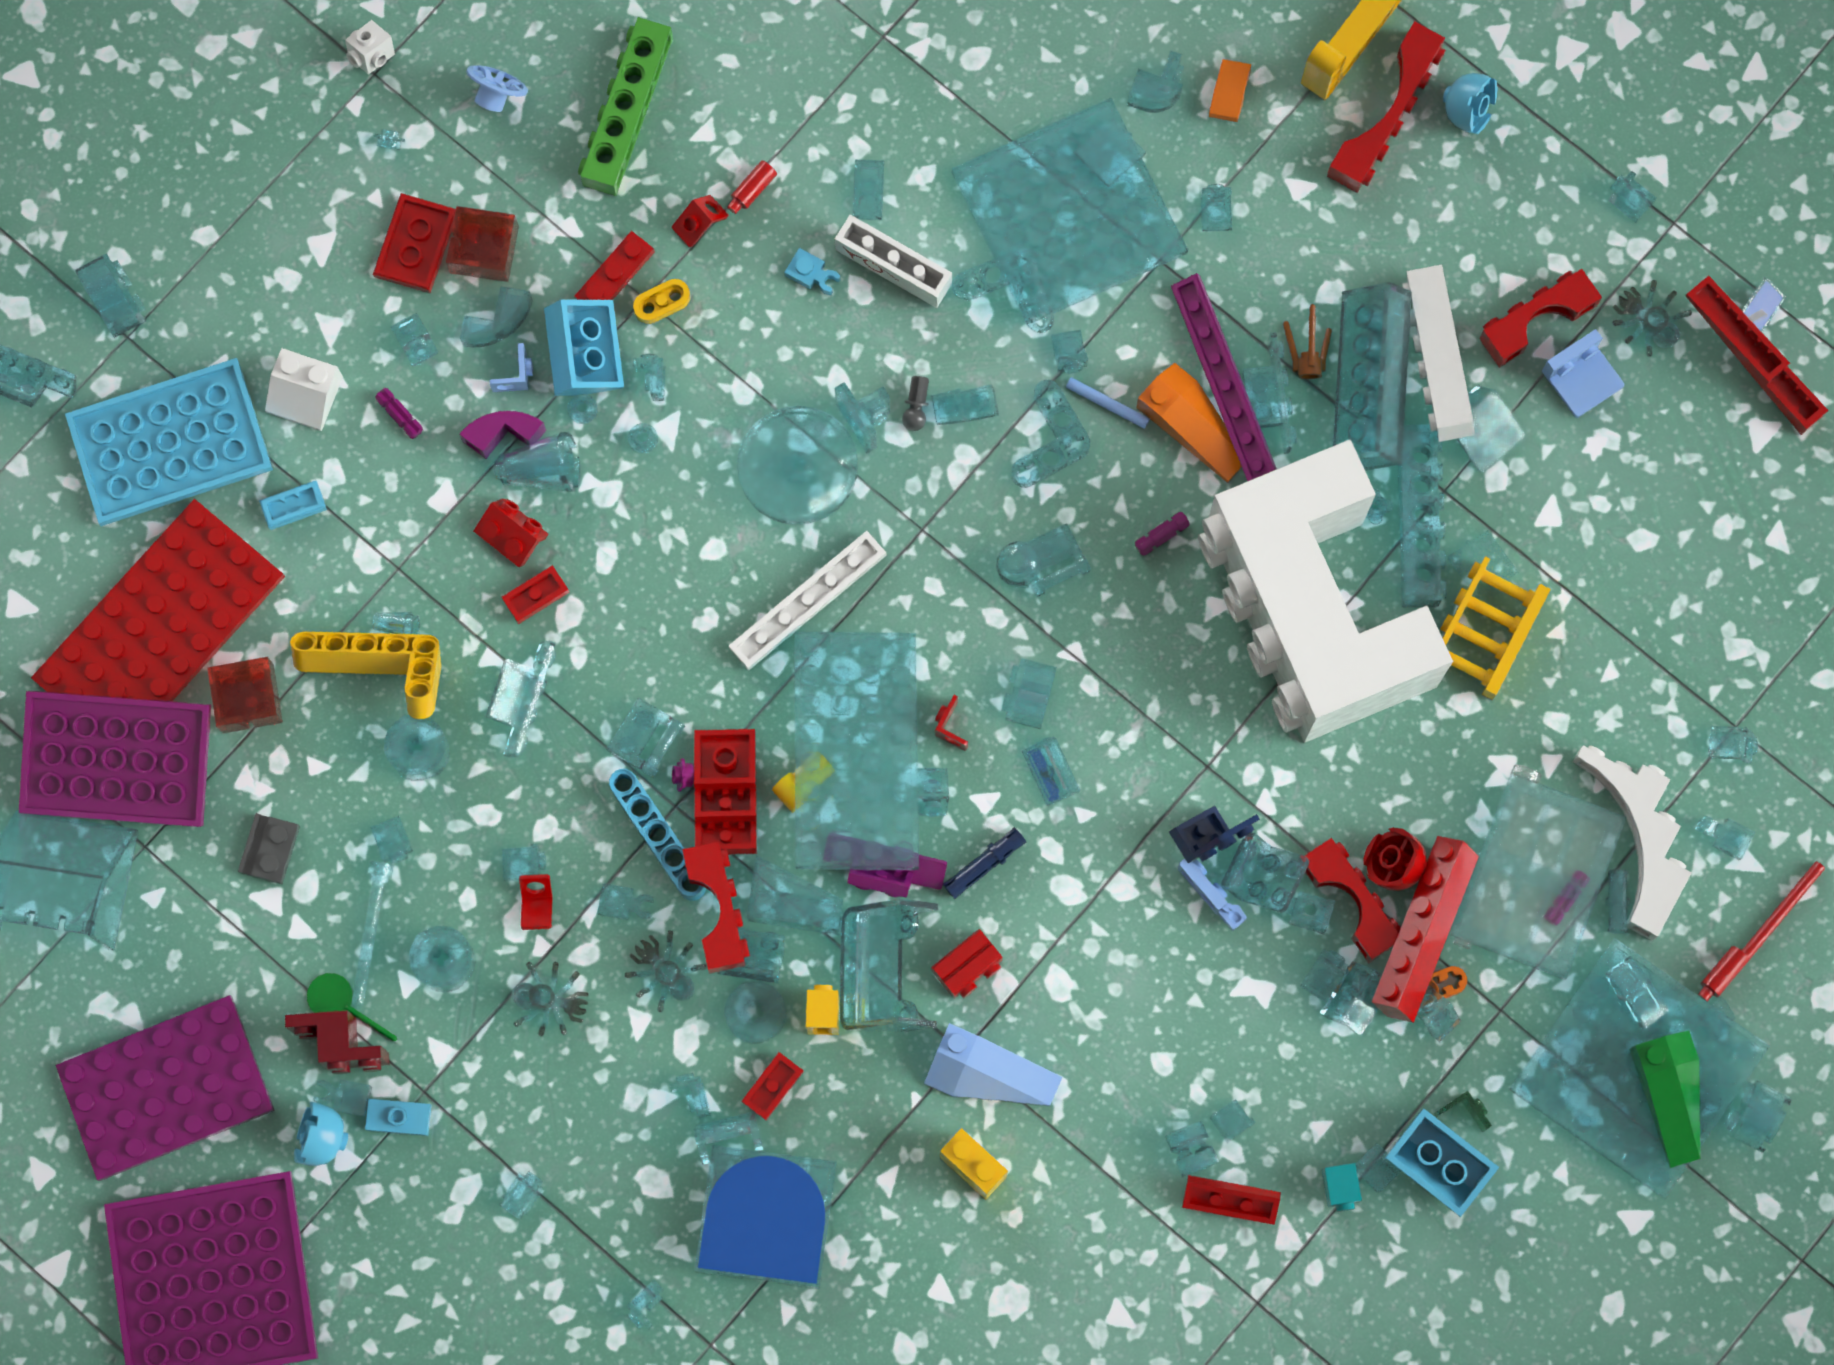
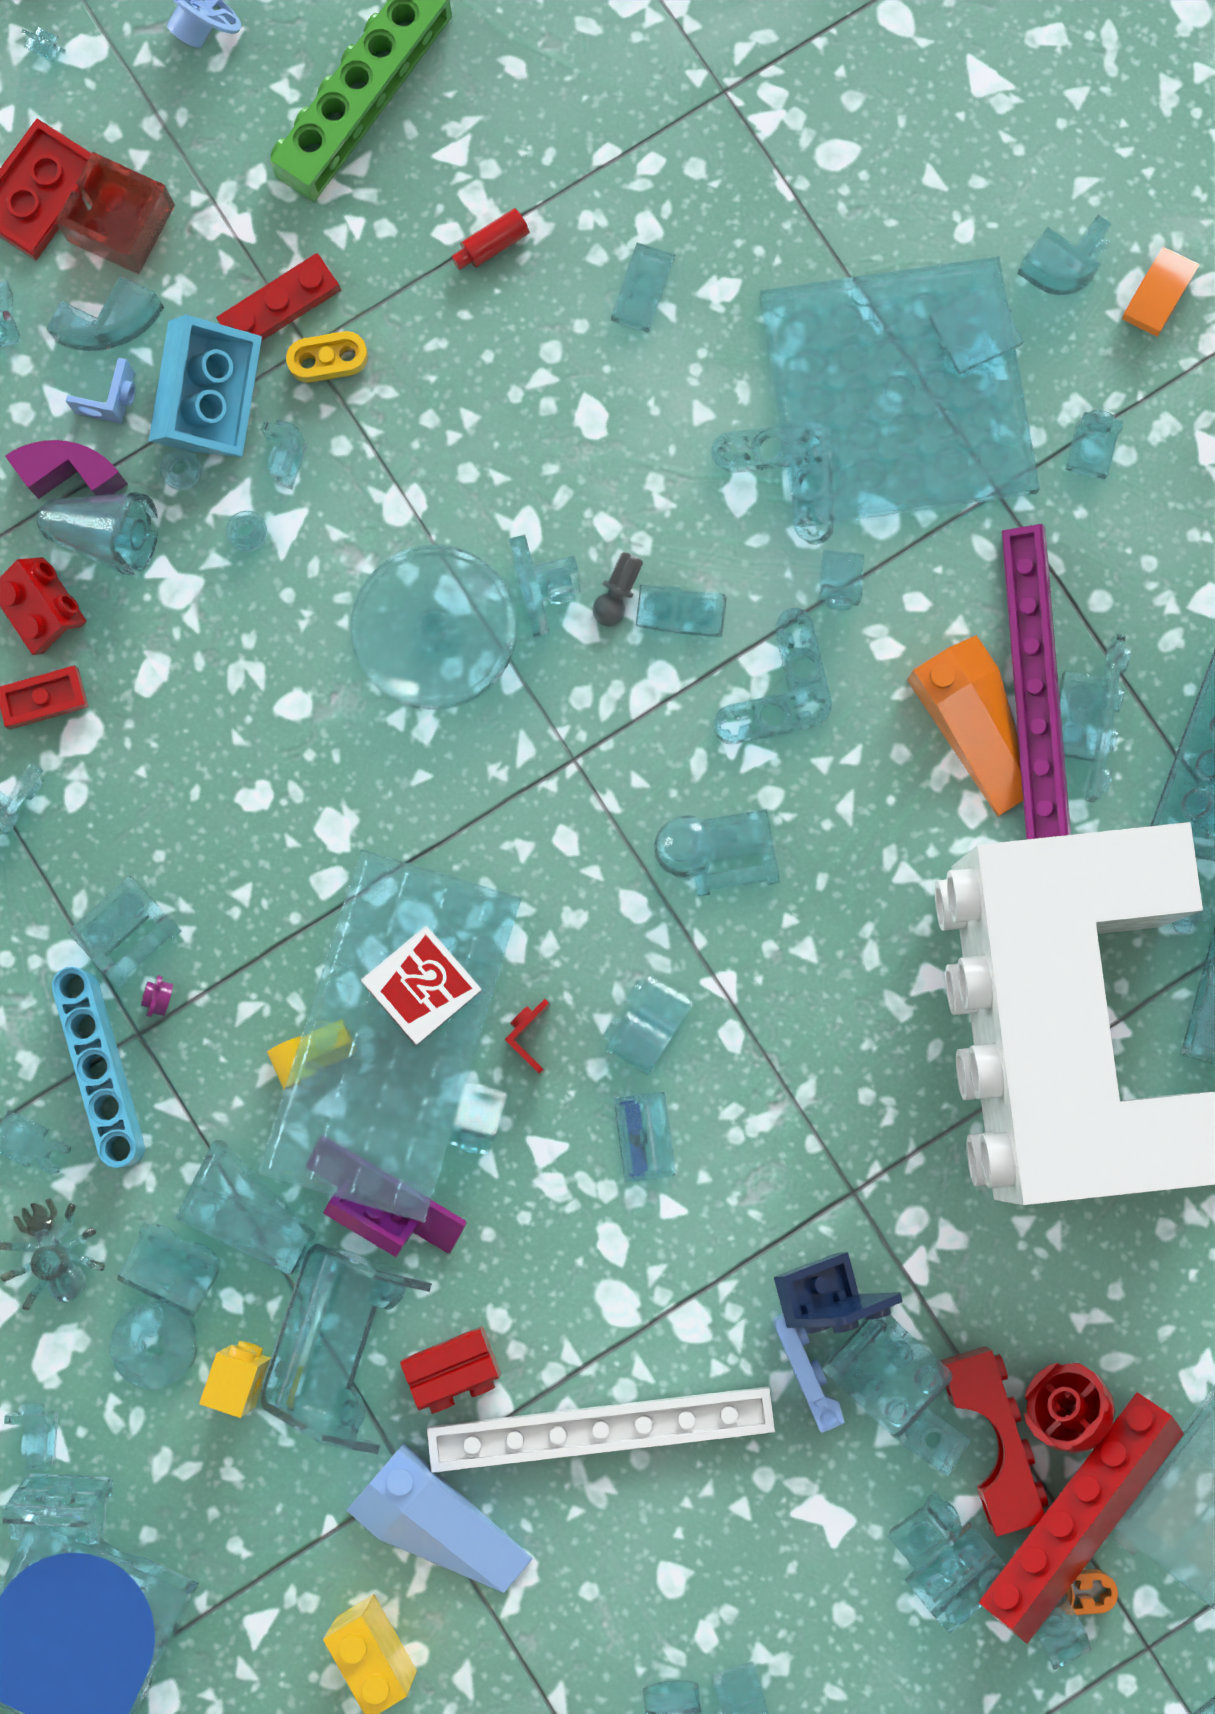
camera: 20 degrees right, 5 degrees up
(697, 219) = (406, 261): red bracket -> none
(707, 869) = (132, 1252): red arch -> none
(726, 789) = (206, 1036): red slope -> none
(772, 1086) = (143, 1454): red plate -> none
(807, 600) = (392, 811): white plate -> none
(808, 269) = (531, 372): medium azure plate -> none
(867, 709) = (421, 985): none -> tile
(893, 261) = (644, 390): white brick -> none
(988, 860) = (517, 1236): dark blue pin -> none
(1082, 974) = (600, 1429): none -> white plate
(1107, 403) = (870, 663): light blue bar -> none
(1162, 533) = (889, 860): magenta axle -> none
(1310, 364) = (1157, 689): dark orange plant -> none

